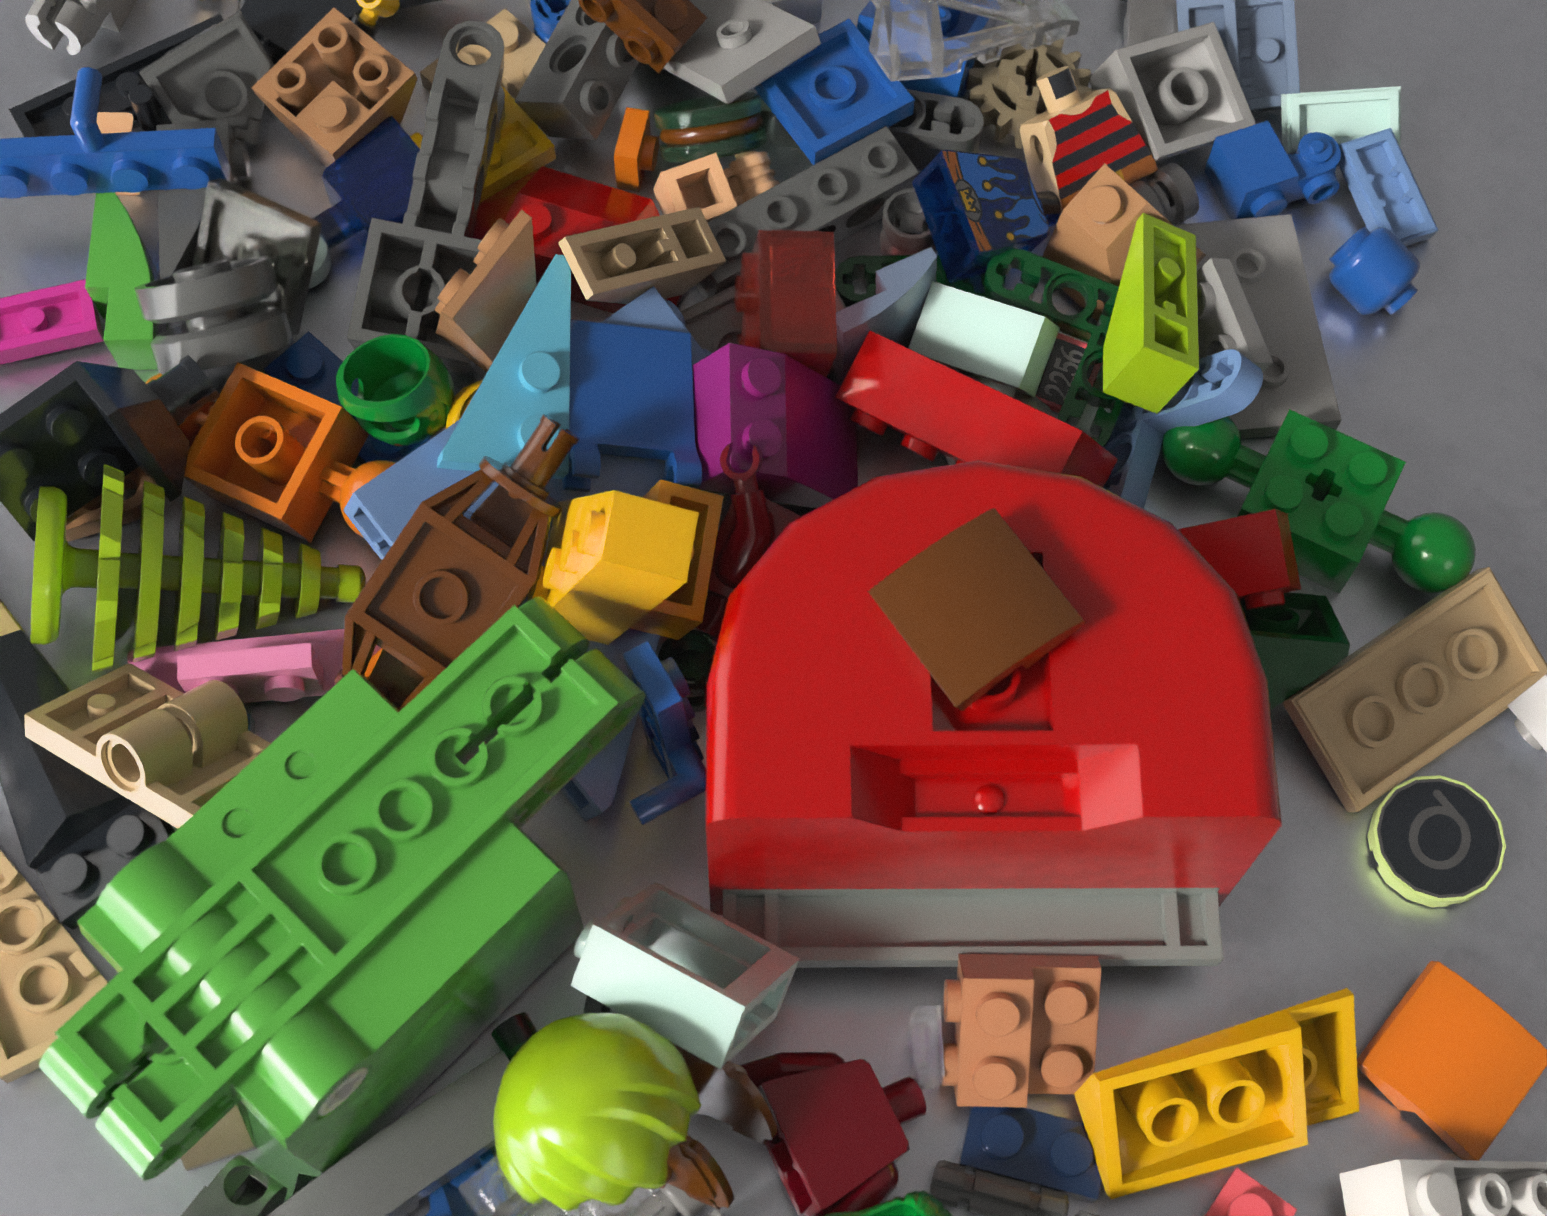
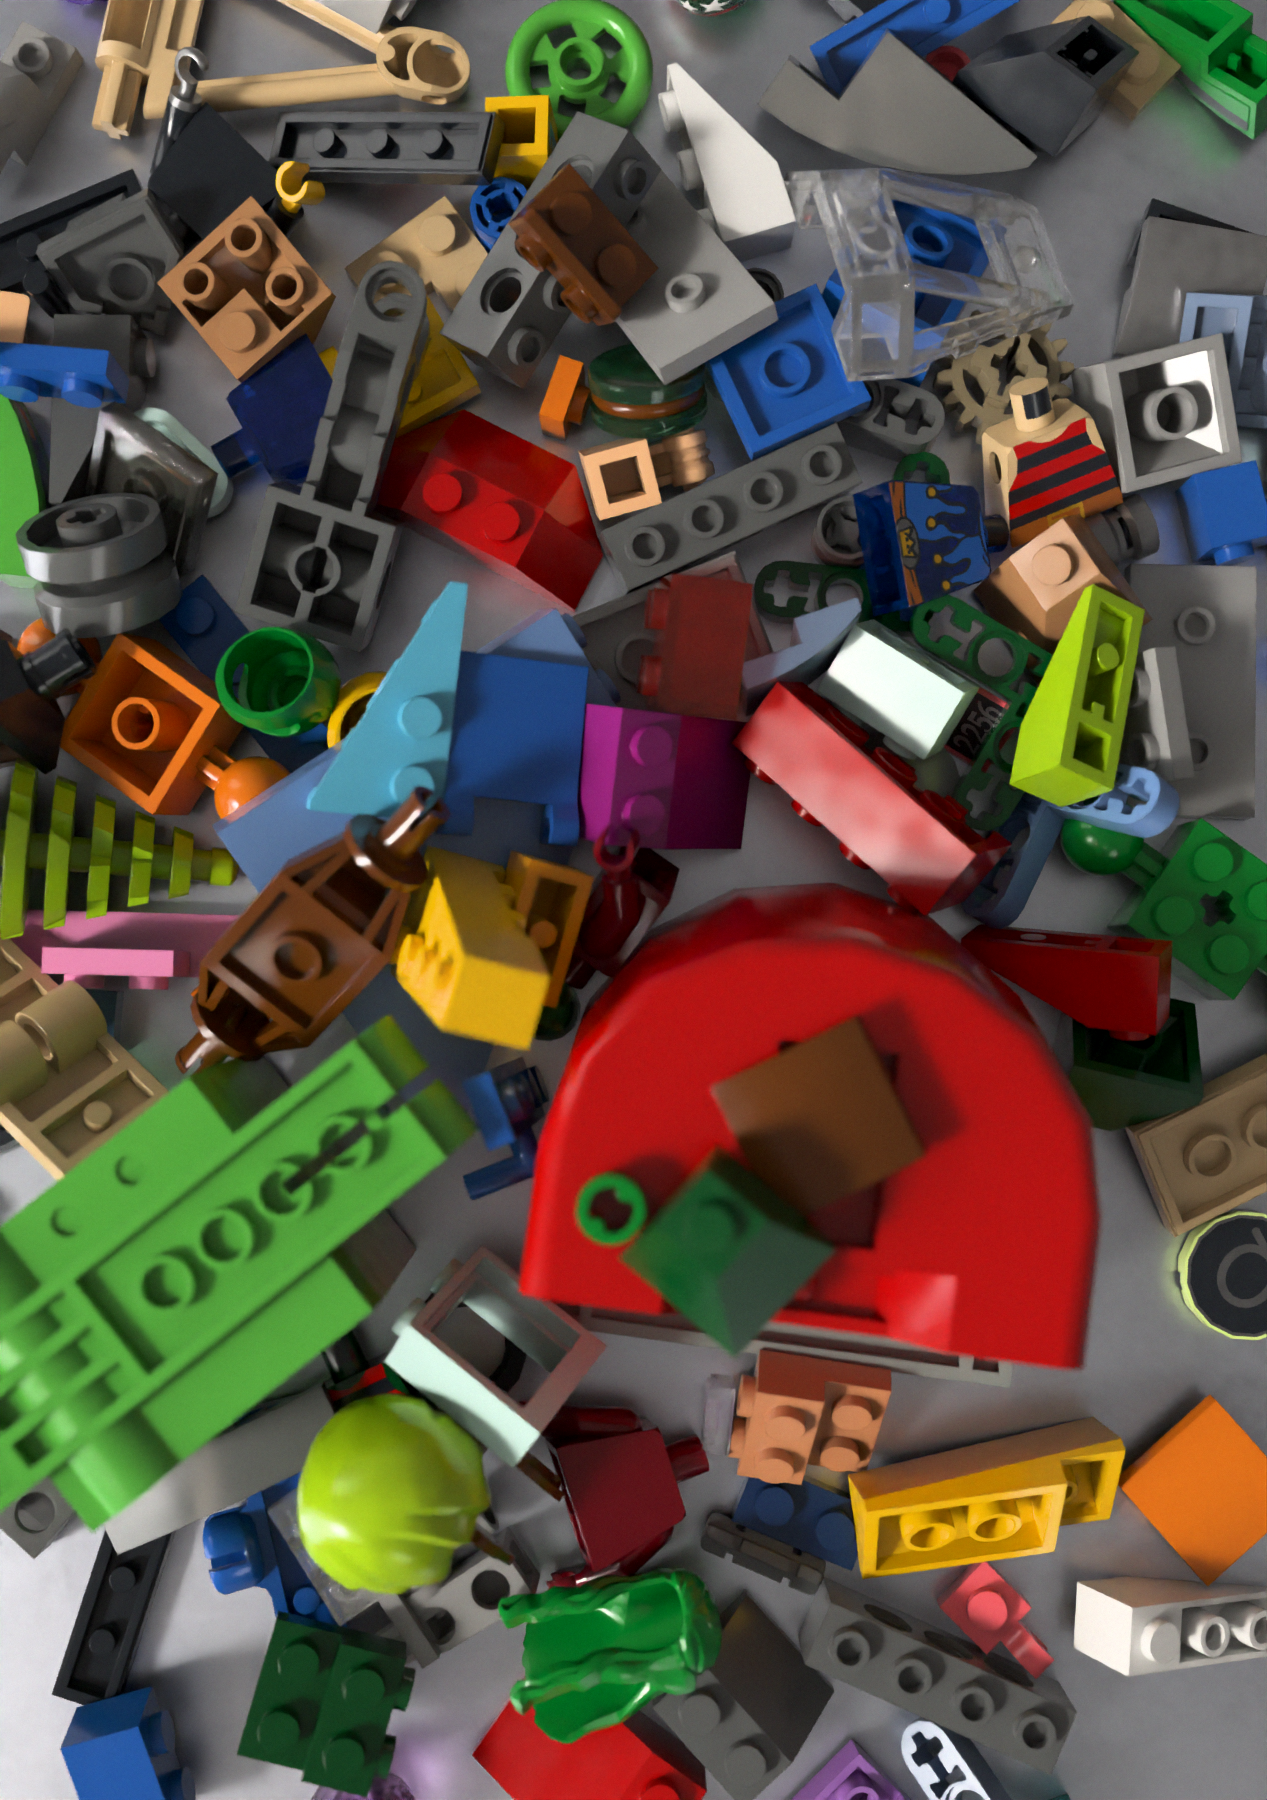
camera: 15 degrees right, 20 degrees up
(485, 305) = (381, 614): medium nougat slope -> none
(632, 257) = (546, 574): tan slope -> none
(772, 731) = (594, 1225): none -> green bush
(906, 731) = (727, 1251): none -> dark green slope

